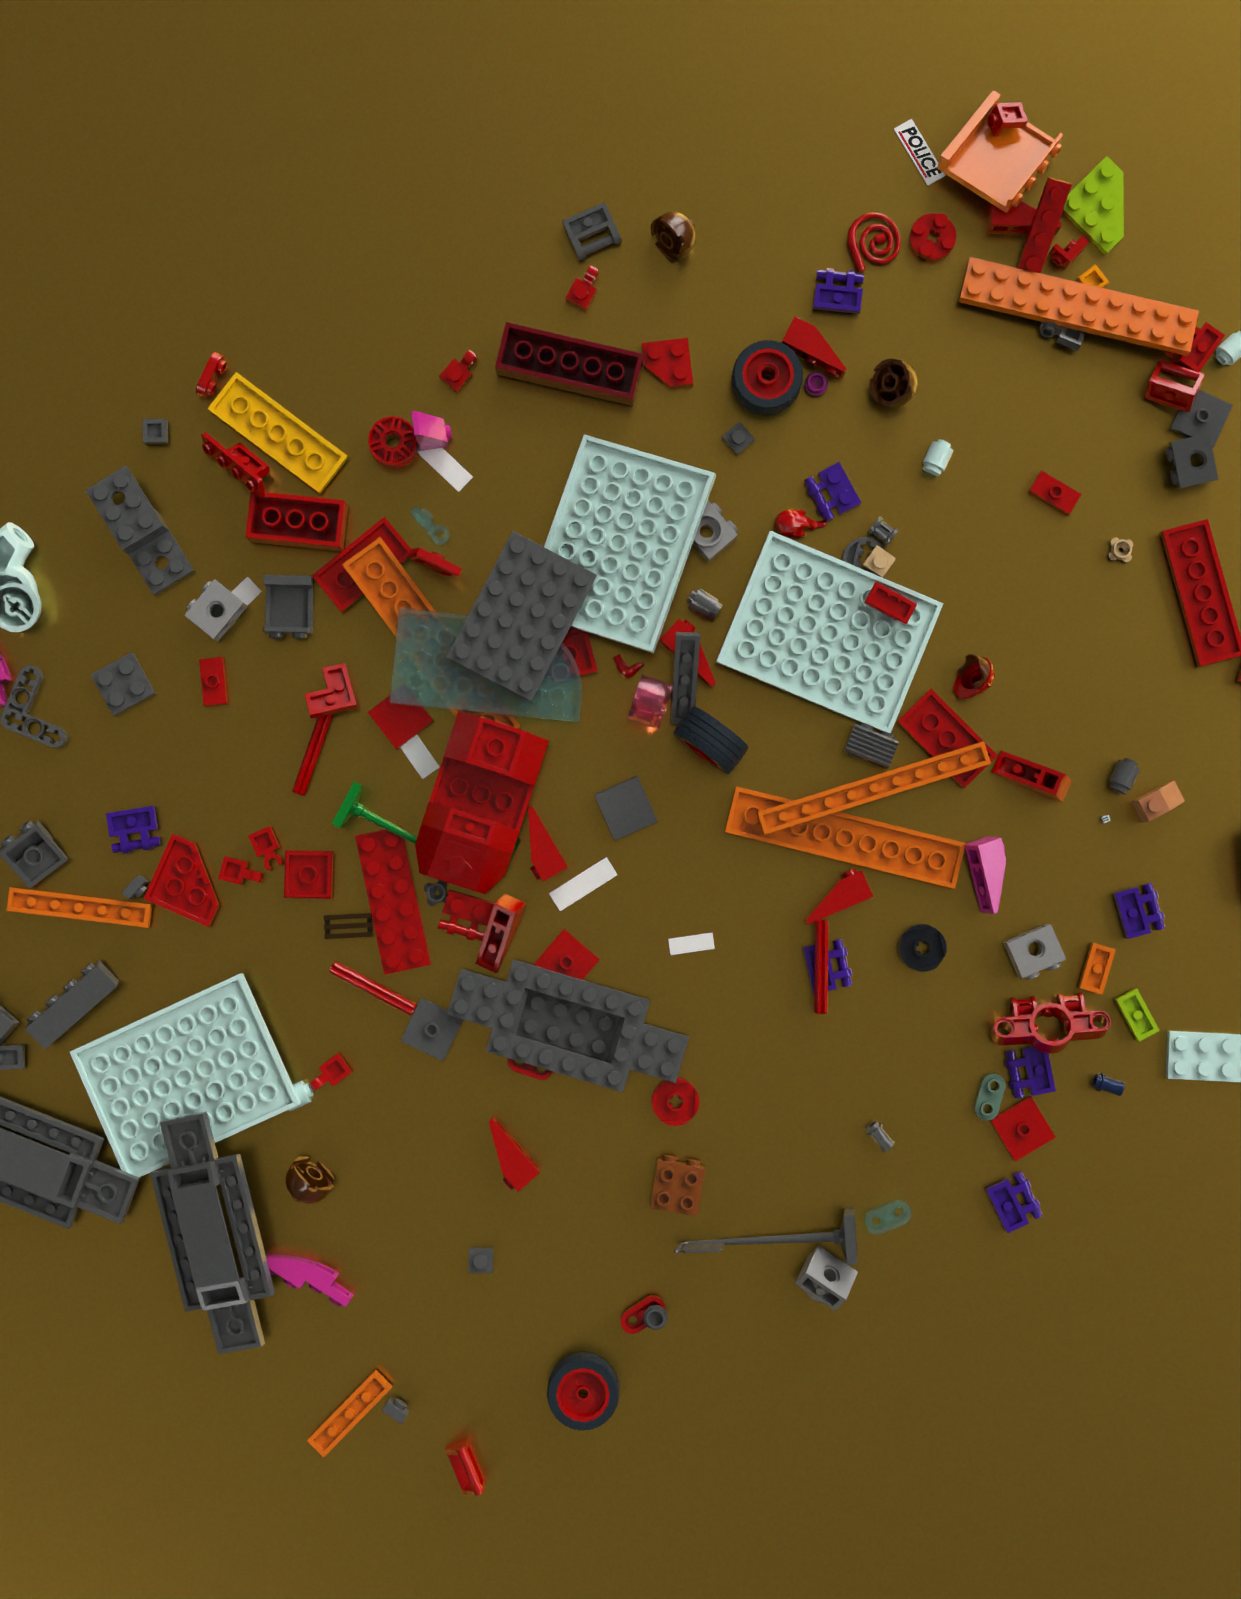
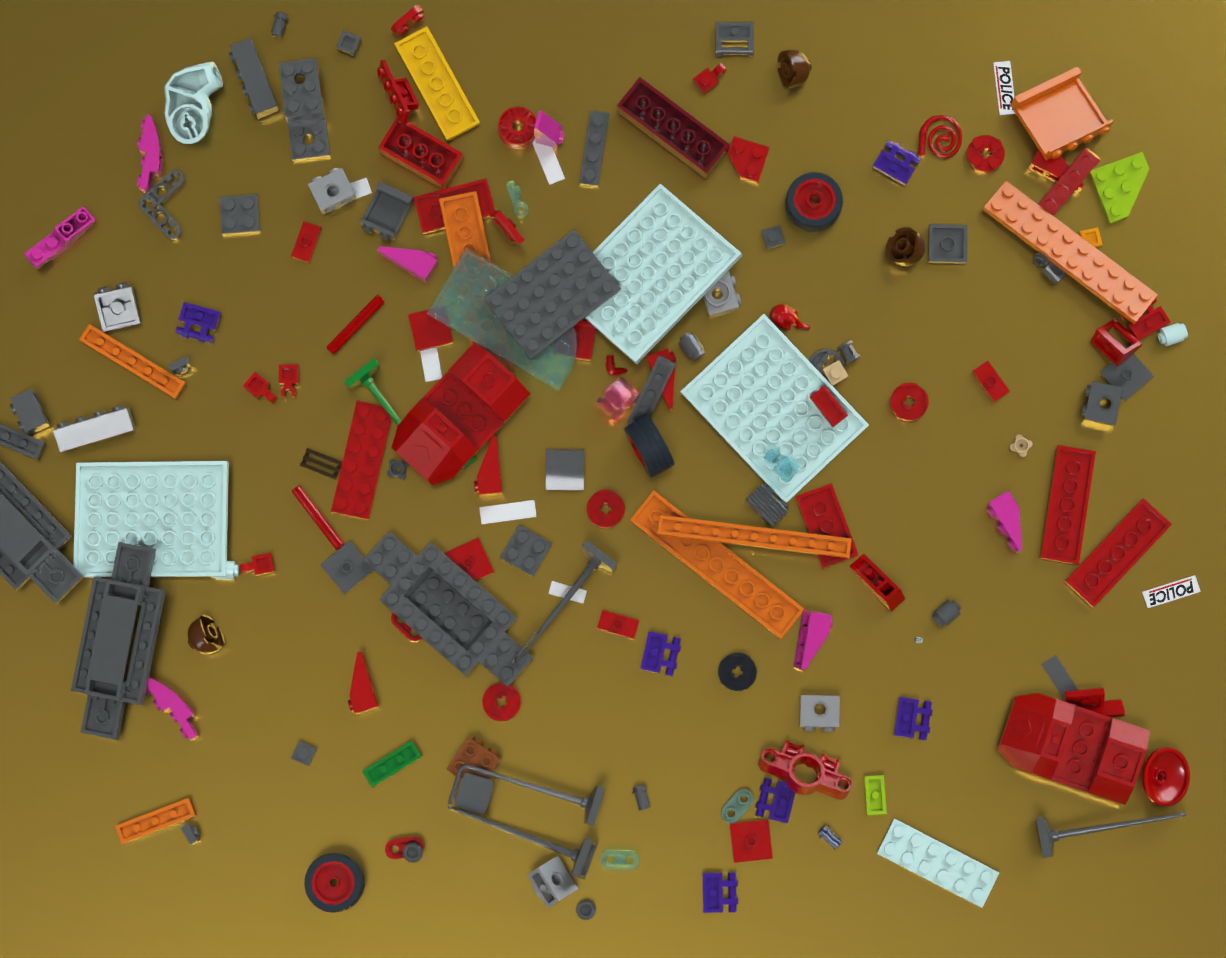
camera: 30 degrees right, 5 degrees down
(65, 445) = (279, 23): none -> dark grey pin
(66, 520) = (254, 78): none -> dark grey brick
(183, 883) = (216, 378): red plate -> none
(308, 874) = (310, 413): red plate -> none
(336, 697) = (390, 293): red plate -> none
(348, 648) = (414, 261): none -> dark pink slope
(457, 373) = (588, 98): red plate -> none
(466, 1467) = (222, 900): red tile -> none
(467, 908) = (414, 490): red plate -> none
(490, 428) = (594, 149): none -> dark grey plate
(500, 932) = (430, 518): red slope -> none
(585, 1227) = (392, 764): none -> green plate
(624, 919) = (526, 550): none -> dark grey plate
(695, 818) = (598, 517): none -> red plate
(696, 1218) = (476, 792): none -> dark grey piece
(710, 895) = (597, 560): none -> dark grey piece
(765, 954) = (618, 624): none -> red plate
(811, 346) = (856, 190): red slope -> none
(816, 383) = (849, 222): magenta plate -> none
(821, 967) = (654, 650): red axle -> none
(839, 489) = (831, 307): dark purple plate -> none
(844, 894) = (697, 606): red slope -> none
(873, 694) = (785, 468): none -> clear light blue plate
(875, 1289) = (585, 909): none -> dark grey plate
(937, 358) = (947, 243): none -> dark grey plate
(937, 457) = (914, 316): light aqua brick -> none
(974, 676) = (867, 489): red piece -> none
(978, 544) = (915, 393): none -> red plate
(1006, 116) = (1078, 90): red bracket -> none
(1069, 254) = (1084, 210): red bracket -> none
(1096, 968) = (860, 747): orange plate -> none
(1143, 636) = (1007, 514): none -> dark pink slope
(1158, 802) = (964, 644): nougat slope -> none

